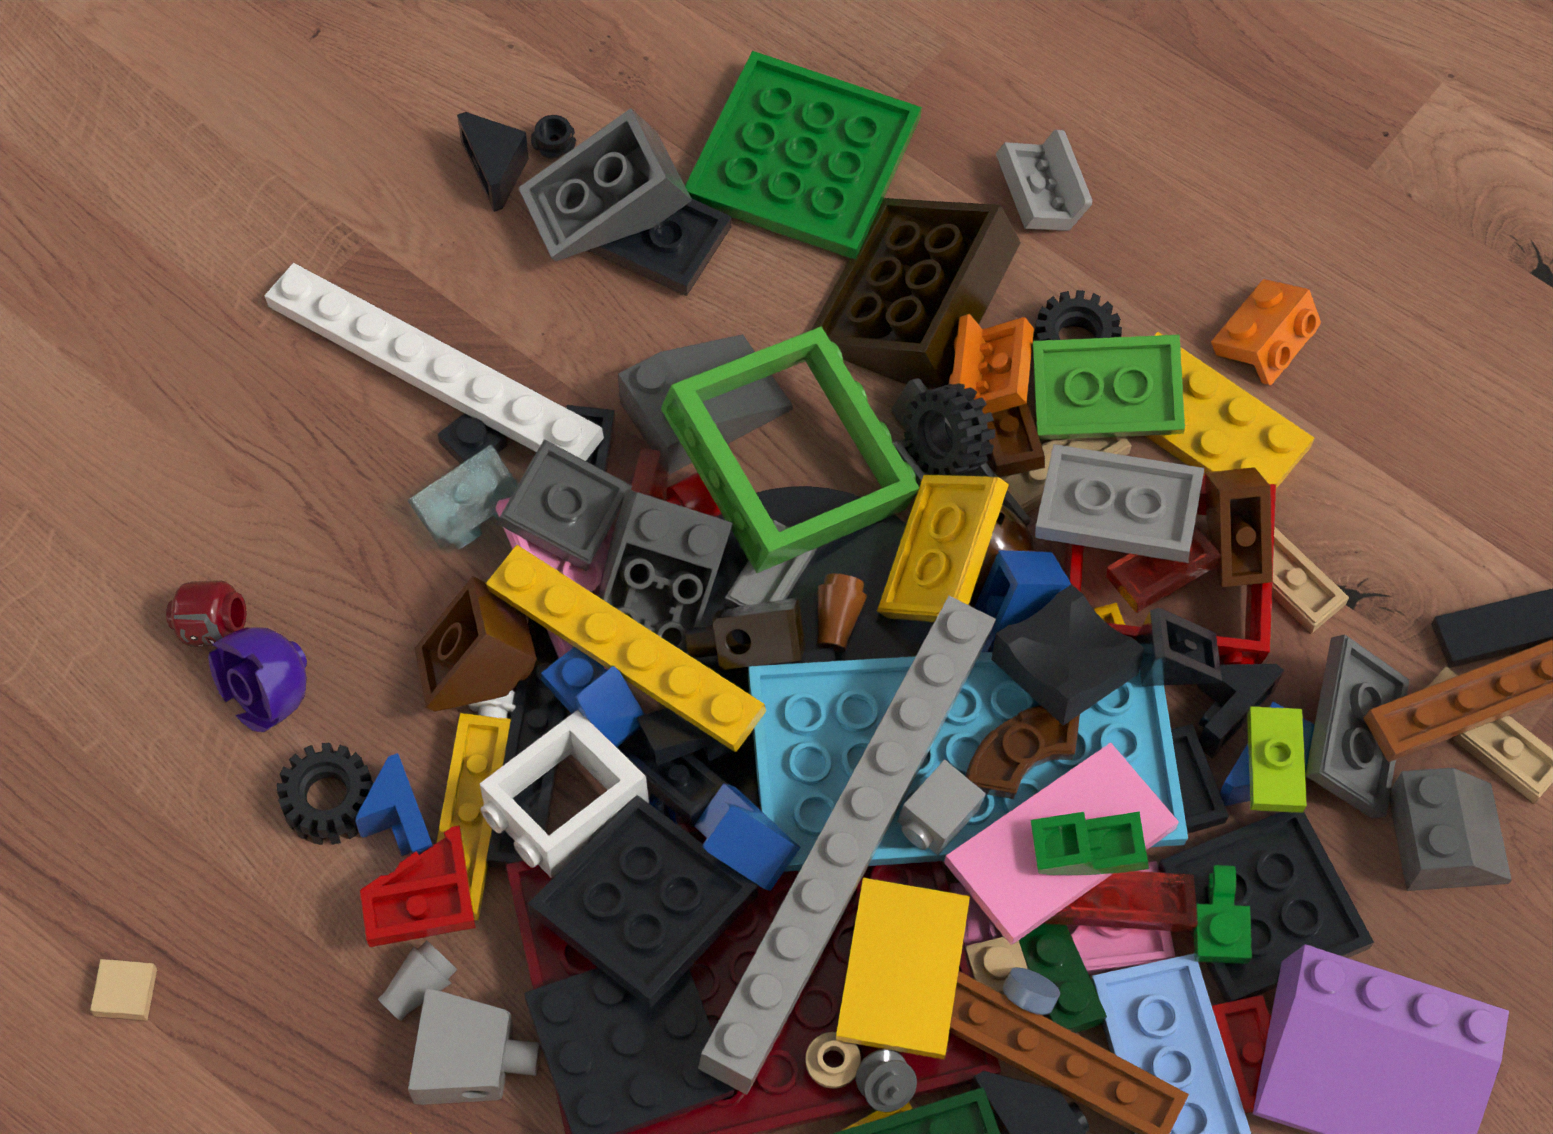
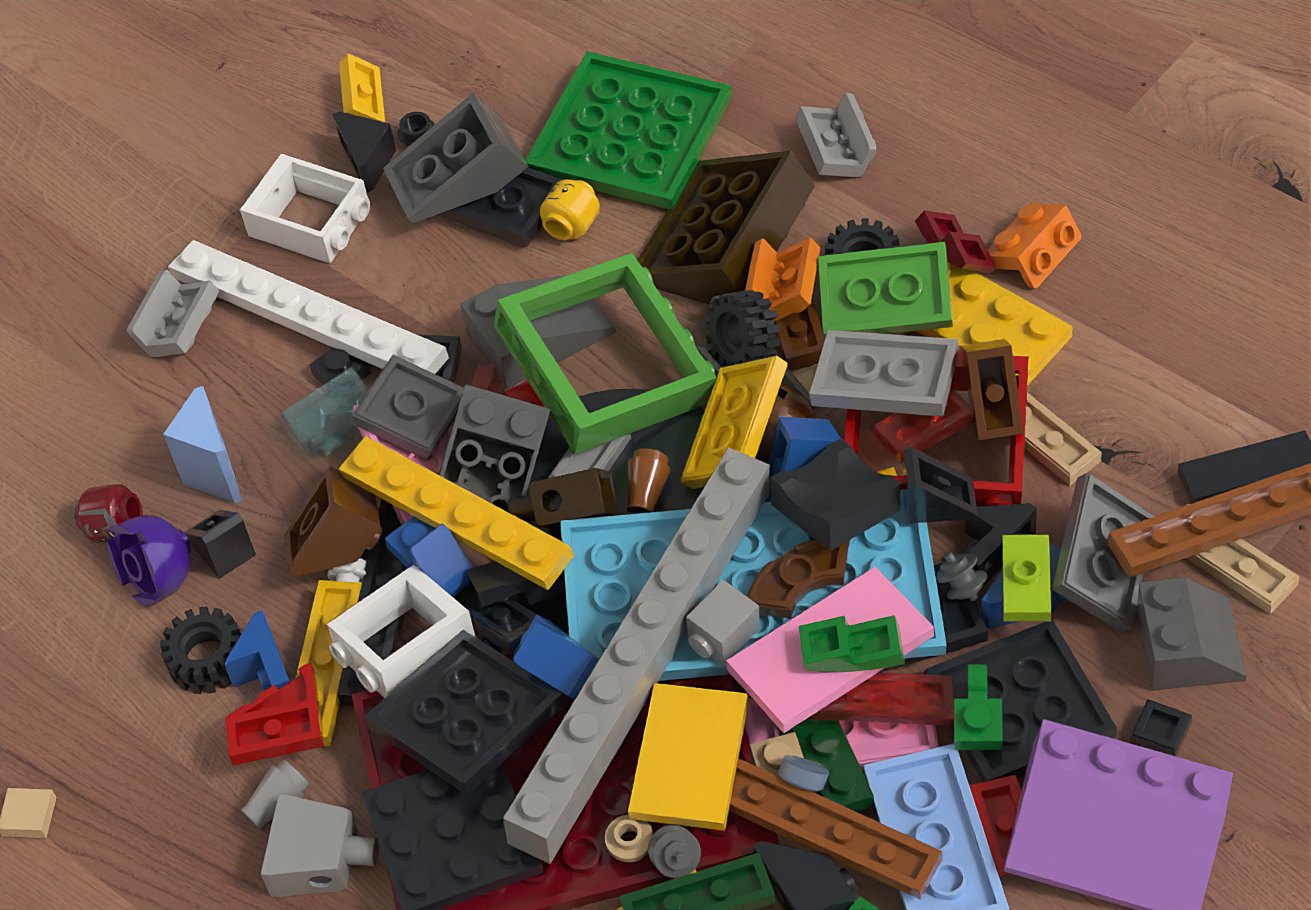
camera: 10 degrees right, 10 degrees down
(272, 361) = (171, 315): none -> light grey bracket
(316, 543) = (200, 450): none -> light blue slope
(340, 653) = (222, 541): none -> black slope
(391, 205) = (279, 187): none -> white window
(487, 81) = (361, 88): none -> yellow plate
(738, 254) = (569, 209): none -> yellow head
(1171, 316) = (962, 249): none -> dark red slope
(1202, 752) = (962, 578): none -> dark grey wheel
(1418, 941) = (1161, 728): none -> black tile

